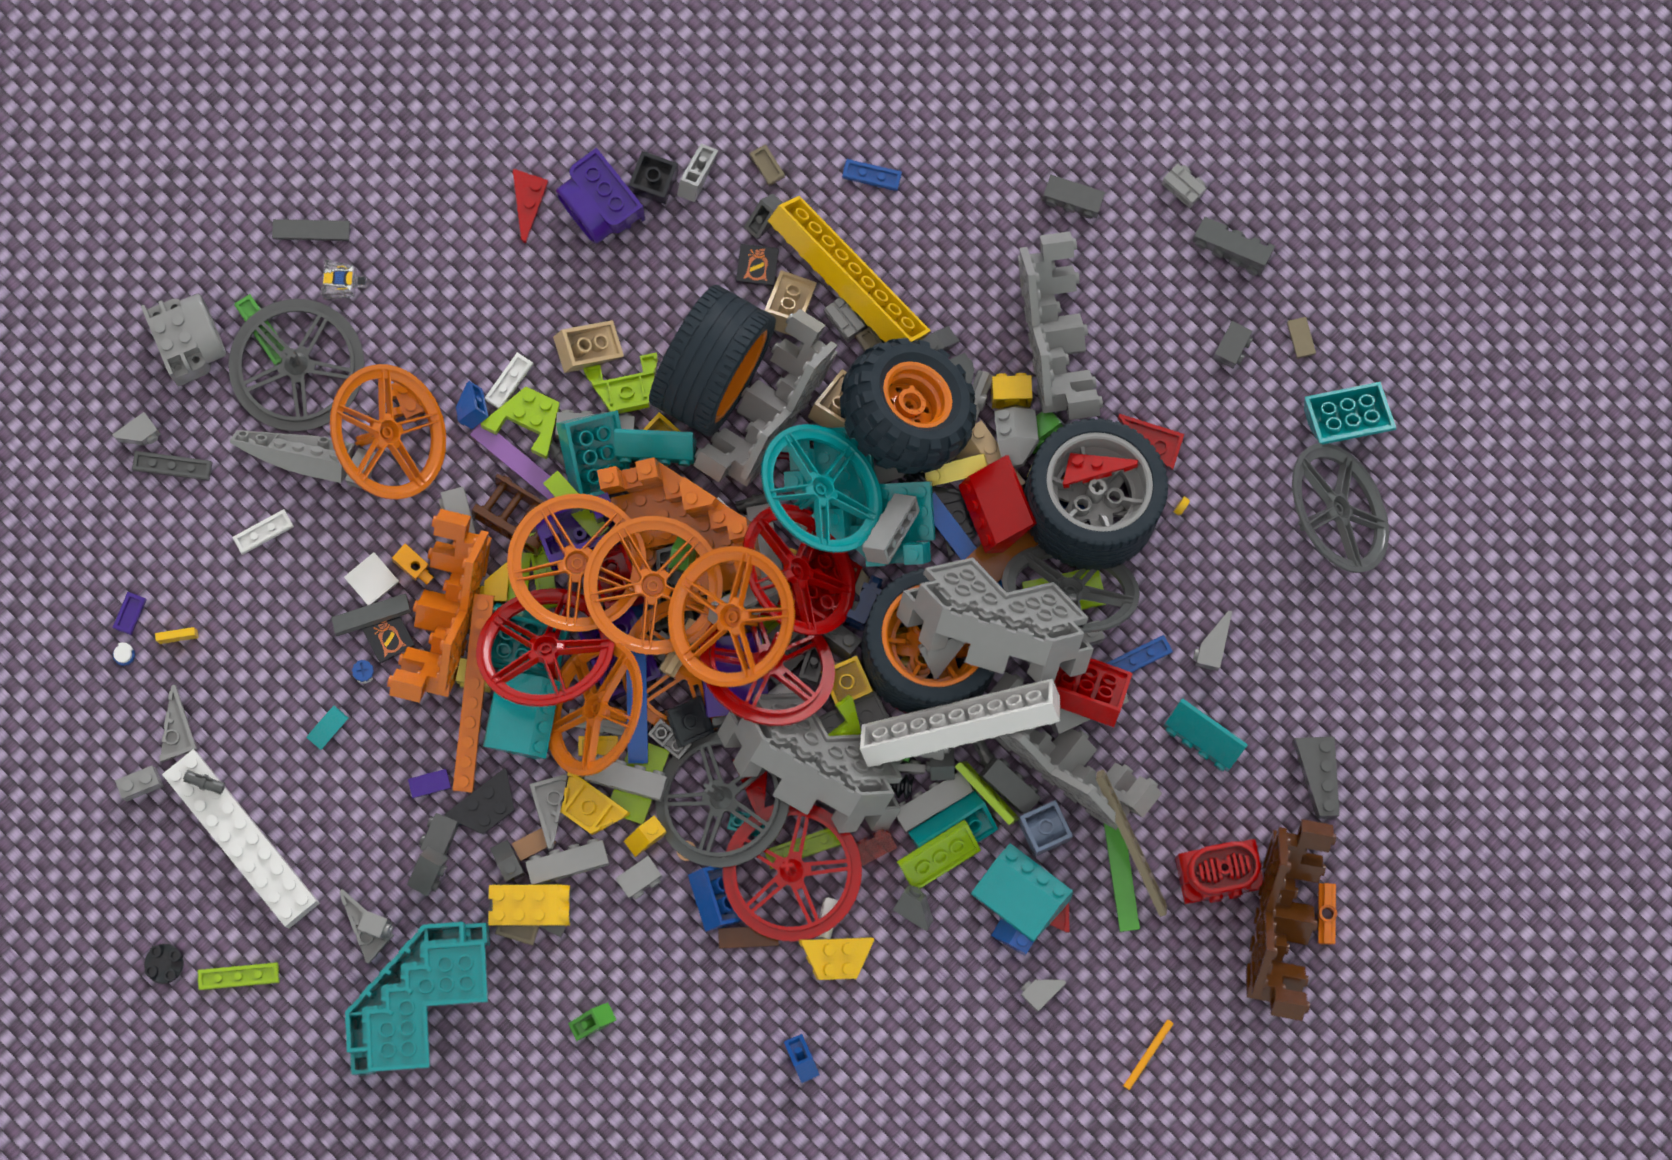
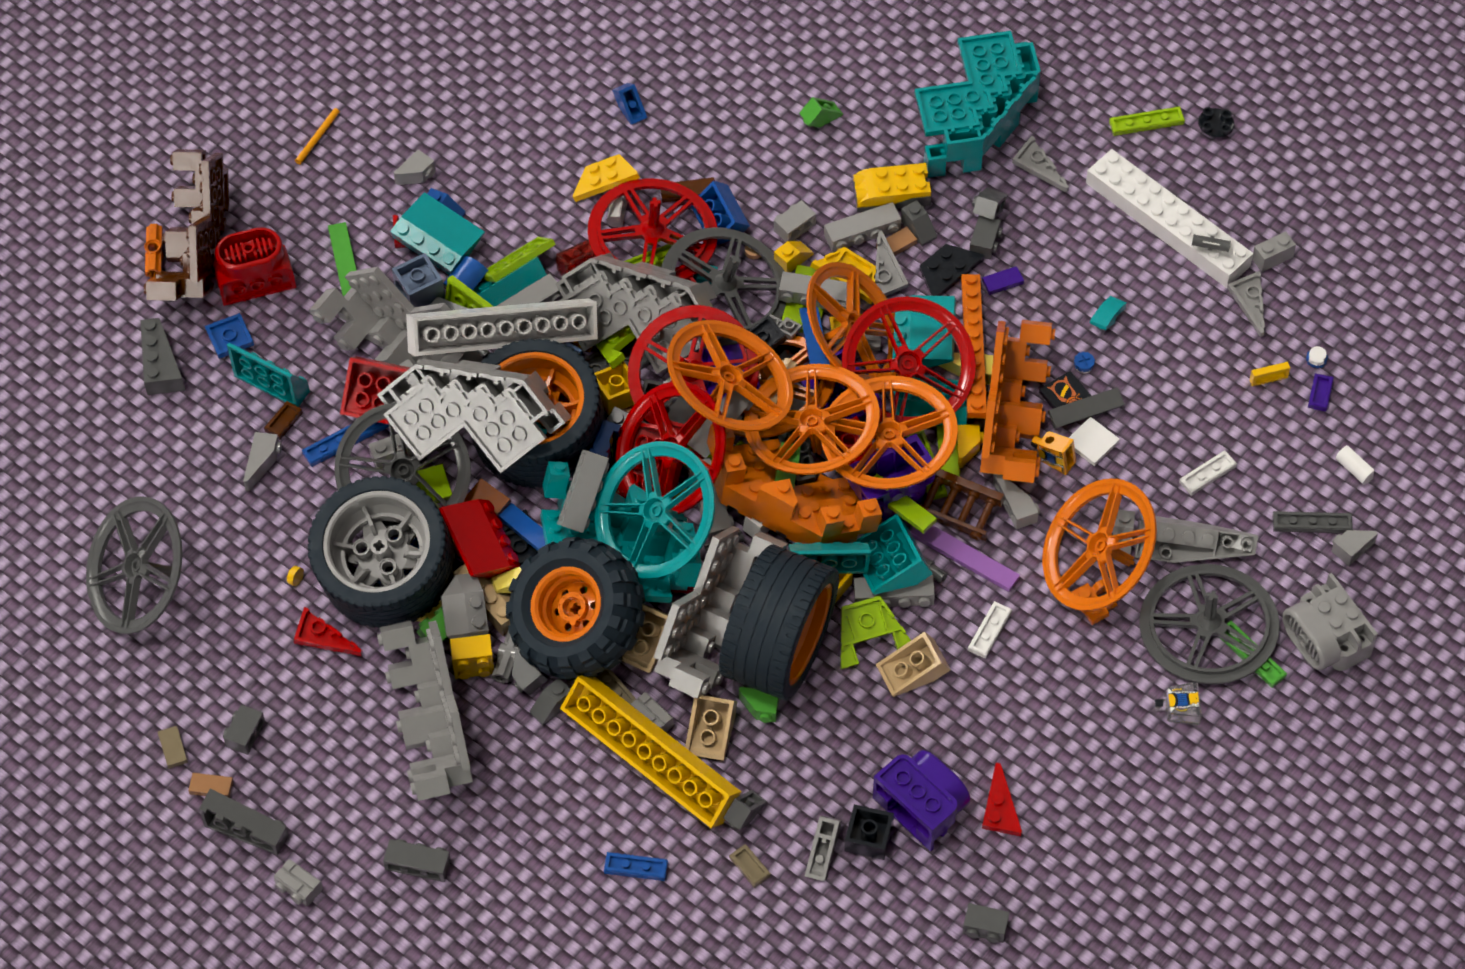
camera: 175 degrees right, 20 degrees down
(115, 520) = (1355, 465): none -> white brick
(311, 230) = (1223, 753): dark grey tile -> none
(375, 925) = (1028, 151): light grey brick -> none
(471, 406) = (1022, 596): blue slope -> none
(530, 411) = (960, 599): lime wing -> none
(560, 84) = (985, 923): none -> dark grey brick
(757, 265) = (748, 763): black tile -> none
(915, 907) = (537, 219): dark grey slope -> none
(994, 838) = (469, 272): none -> blue brick
(1089, 467) = (390, 563): red wing -> none
(1132, 843) = (336, 269): dark tan tile -> none
(1192, 689) = (283, 419): none -> reddish brown tile
(1246, 798) = (227, 331): none -> blue plate
(1264, 294) = (202, 783): none -> medium nougat tile
(1348, 413) = (122, 660): teal slope -> none

